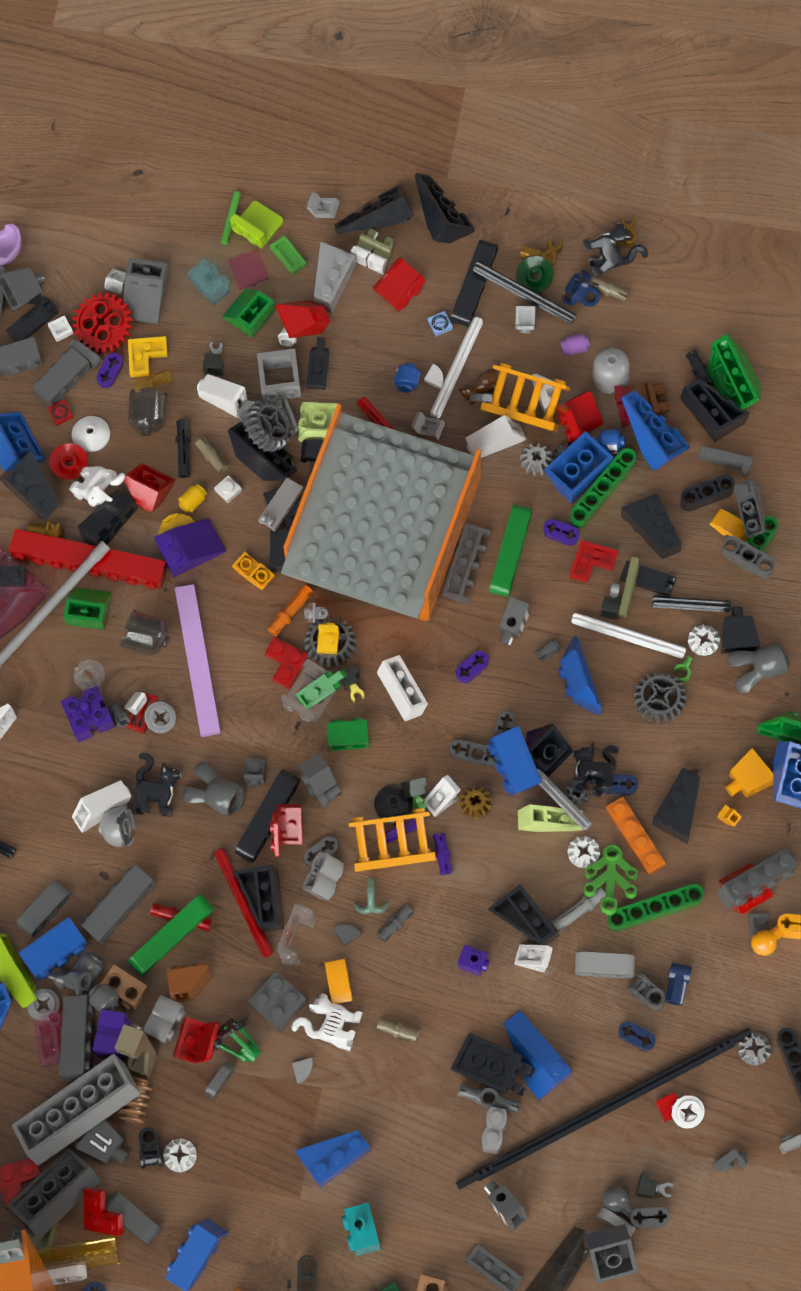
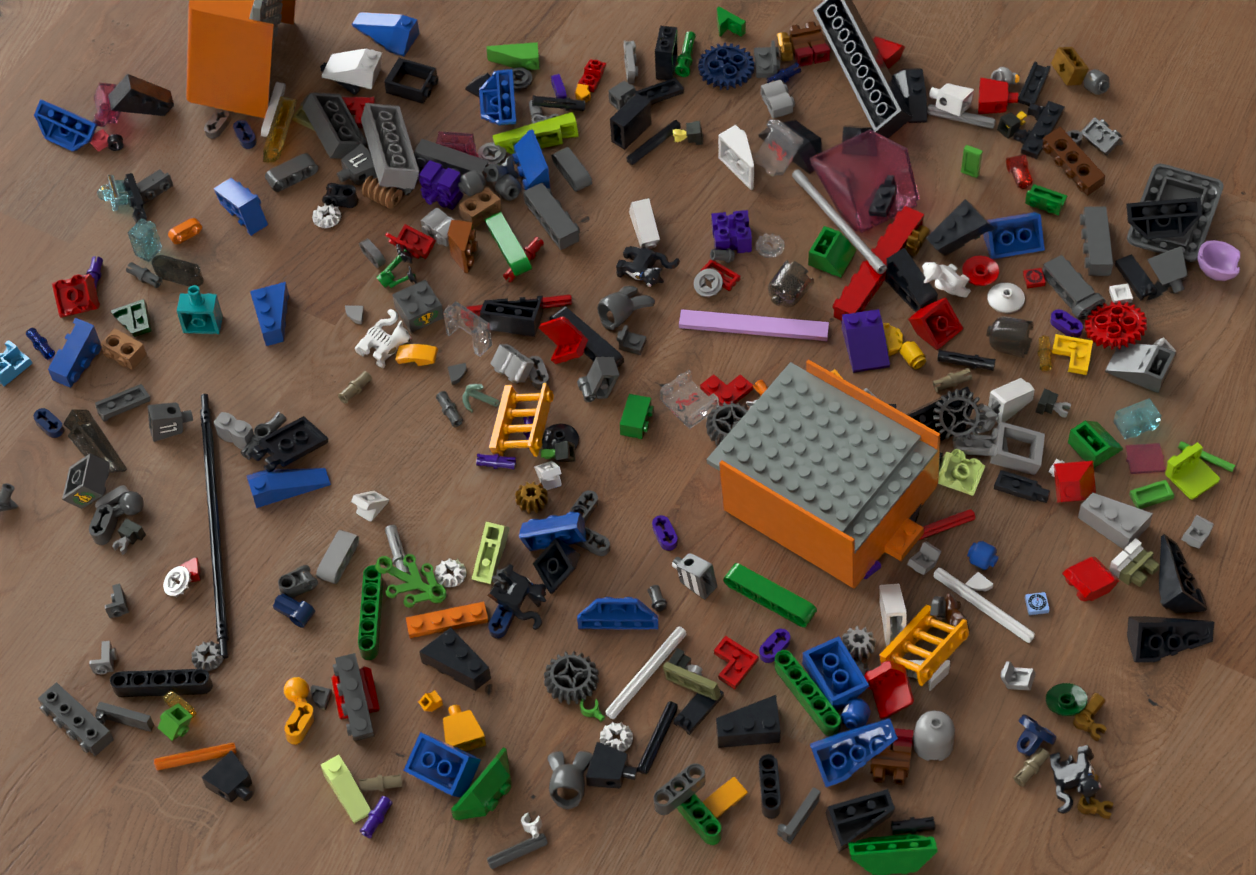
camera: 105 degrees right, 15 degrees down
(96, 1217) = (302, 146): red plate -> none
(117, 827) = (618, 230): light grey cylinder -> none
(136, 702) = (726, 267): white slope -> none
(136, 1045) = (405, 155): dark tan arch -> none
(228, 489) = (914, 386): white plate -> none
(320, 688) = (684, 400): hinge -> none
(328, 638) = (728, 415): yellow bracket -> none
(351, 682) = (688, 432): pearl dark grey piece -> none
(402, 688) = (662, 465): white brick -> none
(464, 562) = (771, 553): dark grey hinge -> none
(473, 284) = (1074, 644): black beam -> none
(473, 960) = (388, 456): dark purple brick -> none
(524, 292) = (1046, 682): axle -> none
(525, 916) = (407, 504): black wedge -> none
(559, 797) = (502, 561): light grey axle -> none
(574, 344) = (975, 714): medium lavender brick -> none
(639, 1032) = (263, 565): dark blue beam -> none
(751, 507) = (738, 817): dark grey slope -> none

